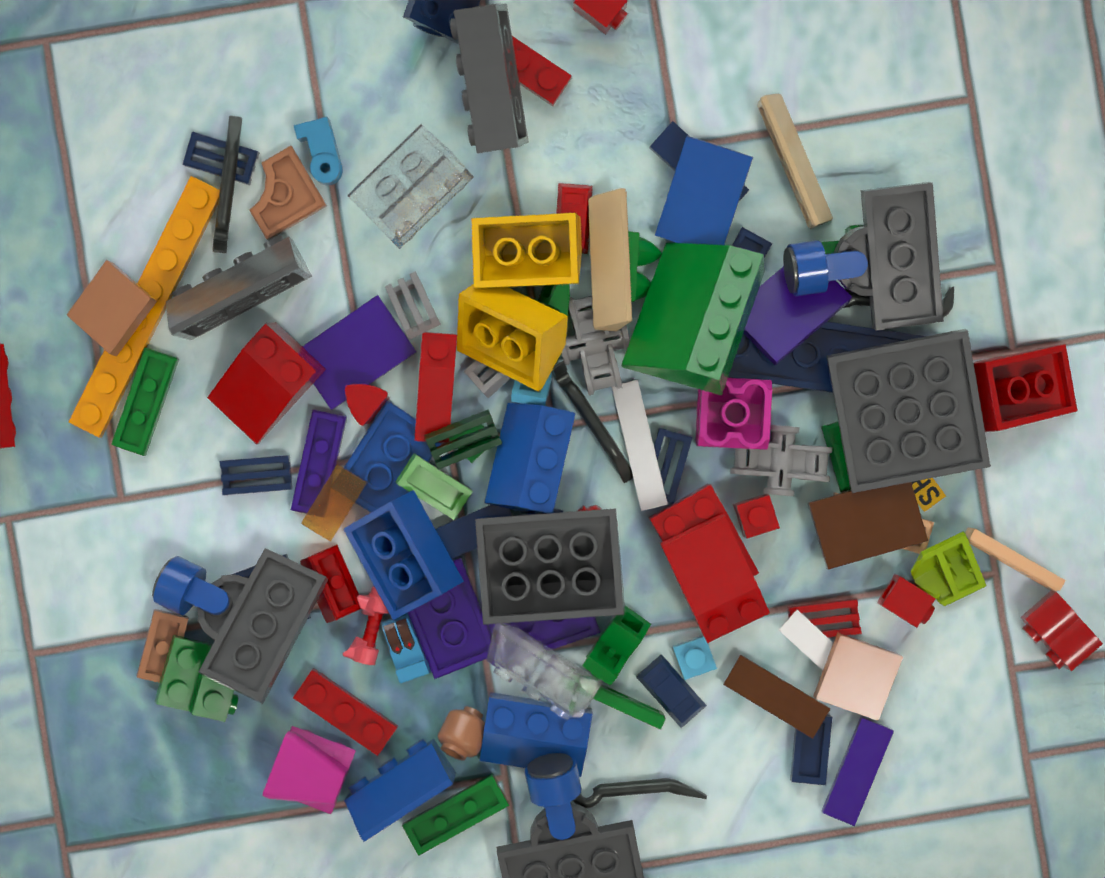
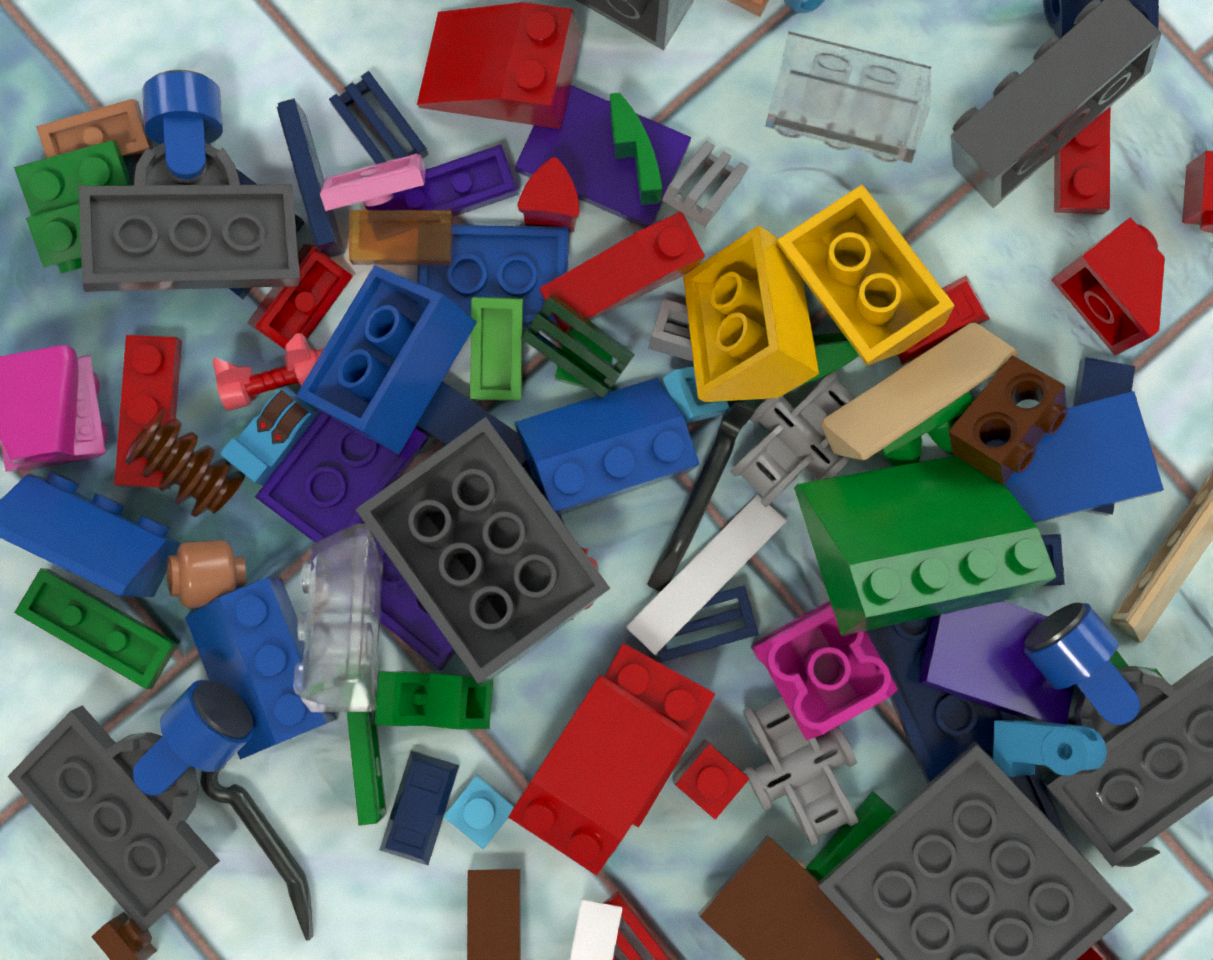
camera: 55 degrees right, 5 degrees down
(265, 534) = (309, 177): none -> dark blue tile
(293, 499) = (373, 183): none -> bright pink plate
(359, 334) = (632, 141): none -> green slope
(394, 706) = (183, 465): none -> reddish brown piece
(619, 105) = (1118, 286): none -> red slope
(650, 223) = (997, 415): none -> reddish brown brick
(857, 312) = (1059, 746): none -> dark azure leg

